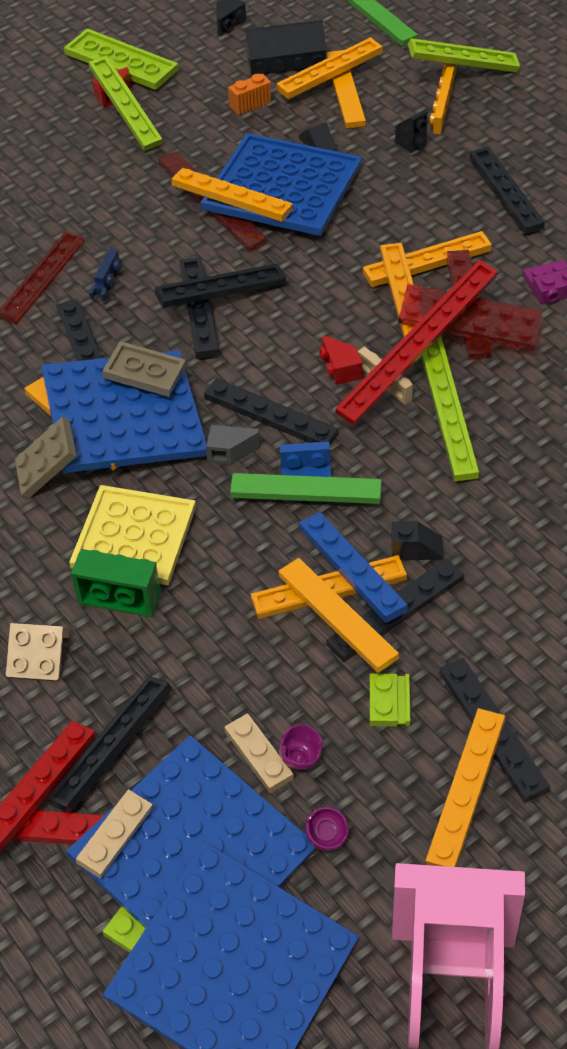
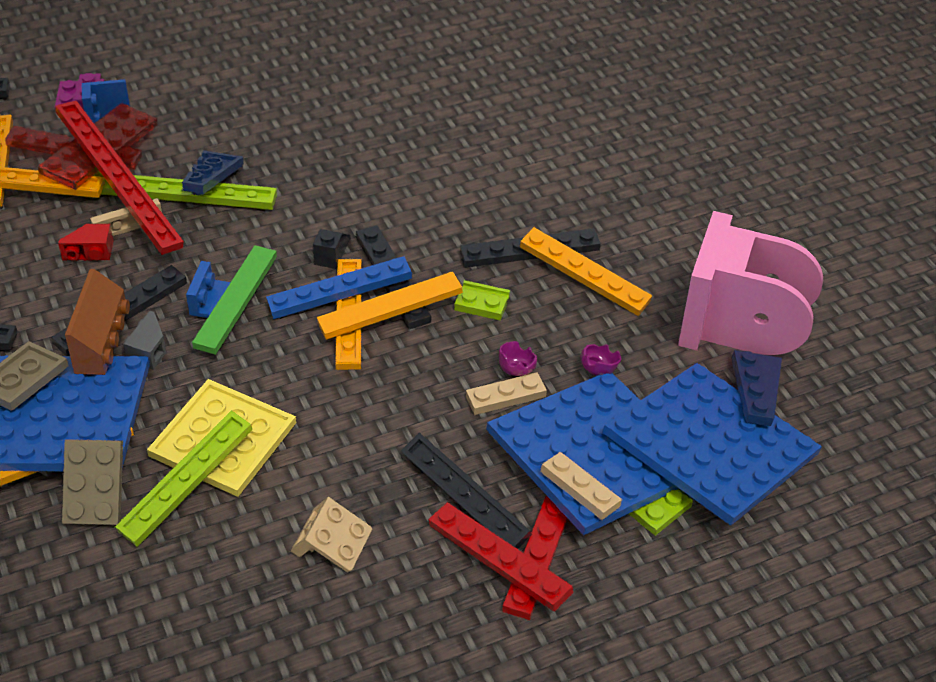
camera: 80 degrees left, 5 degrees down
(70, 519) = (183, 478): none -> lime plate
(116, 582) = (288, 449): green brick -> none
(214, 392) = (96, 324): none -> dark orange slope
(337, 1007) = (757, 385): none -> dark blue wing
(482, 414) = (210, 170): none -> dark blue wing
(531, 291) = (103, 97): none -> blue bracket

